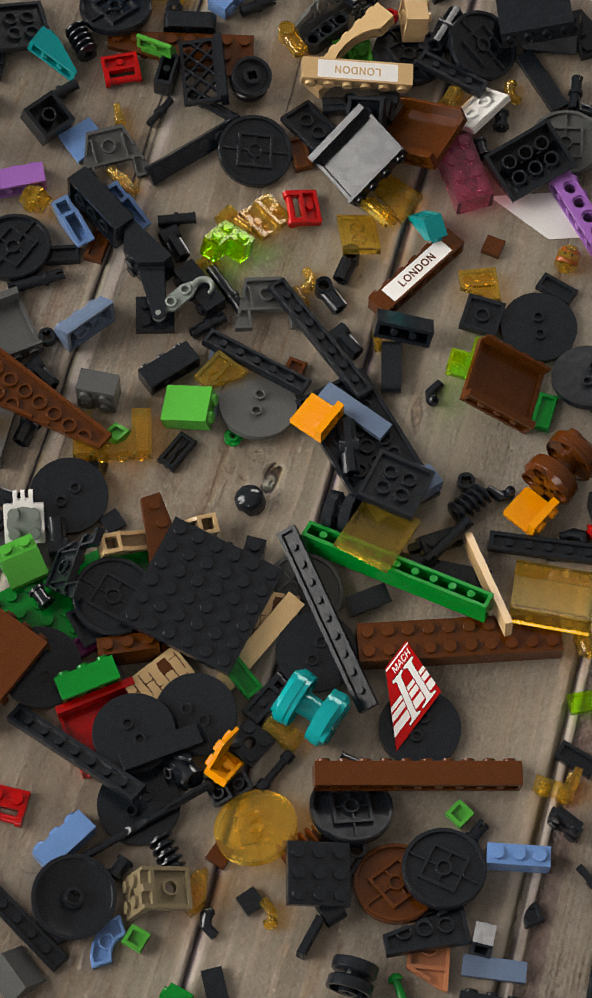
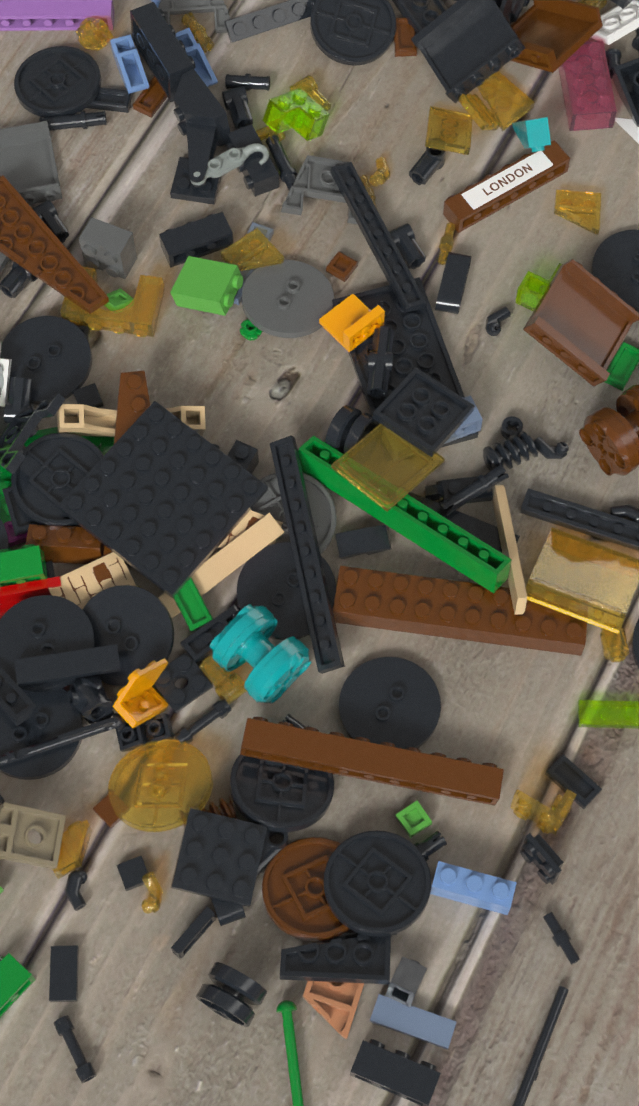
camera: 15 degrees right, 0 degrees up
(49, 342) = (68, 177): black bush -> none
(85, 323) = (114, 175): sand blue slope -> none
(165, 852) = (45, 793): black piece -> none
(167, 464) = (185, 336): black tile -> none
(207, 324) = (253, 201): black pin -> none
(250, 500) = (253, 402): black hair -> none
(257, 362) = (299, 251): black tile -> none
(265, 216) = (349, 96): clear yellow slope -> none
(308, 208) = (399, 93): red plate -> none
(329, 296) = (400, 192): black piece -> none
(362, 415) = (404, 328): sand blue tile -> none
(403, 328) = (476, 240): black brick -> none
(409, 691) = (385, 658): sticker -> none
(482, 315) = (573, 242): black plate -> none
(493, 246) = (603, 172): reddish brown tile -> none
(531, 511) = (582, 476): light orange bracket -> none
(533, 916) = (477, 965): black tile -> none

